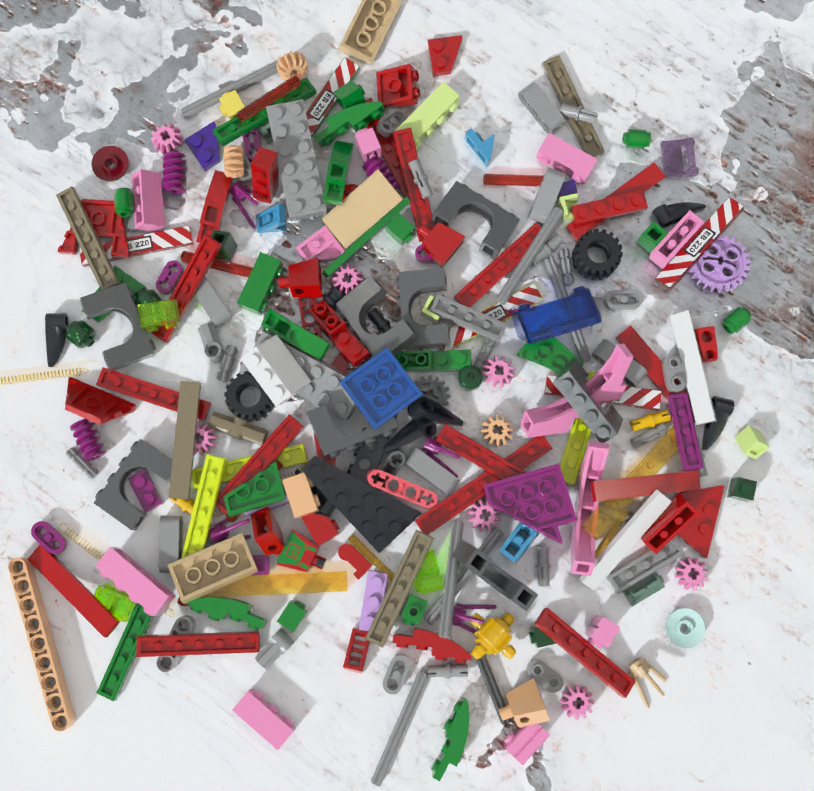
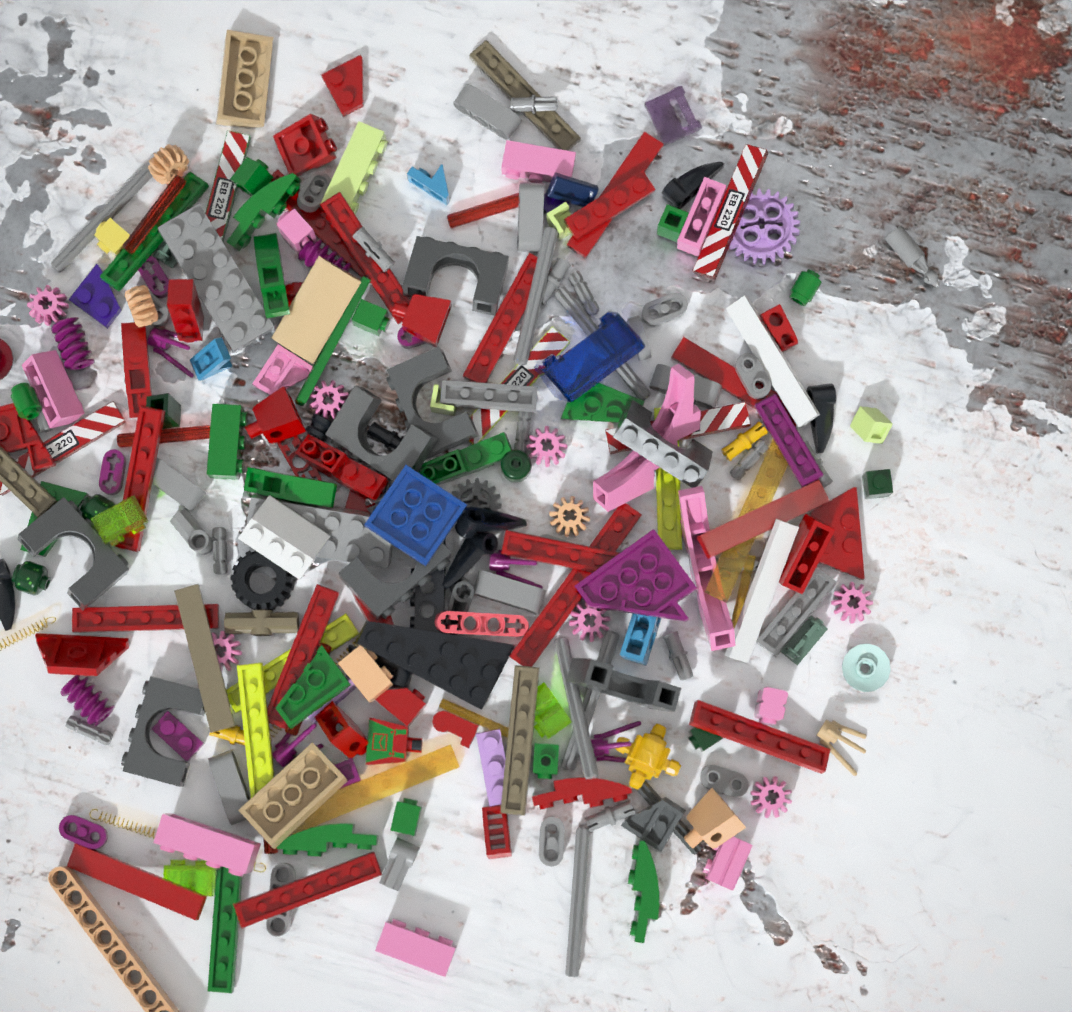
camera: 20 degrees left, 0 degrees up
(481, 689) = (655, 822): none -> dark grey wing
(584, 186) = (571, 190): none -> dark blue tile
(607, 244) = (614, 248): black tyre -> none
(636, 138) = (613, 110): green brick -> none

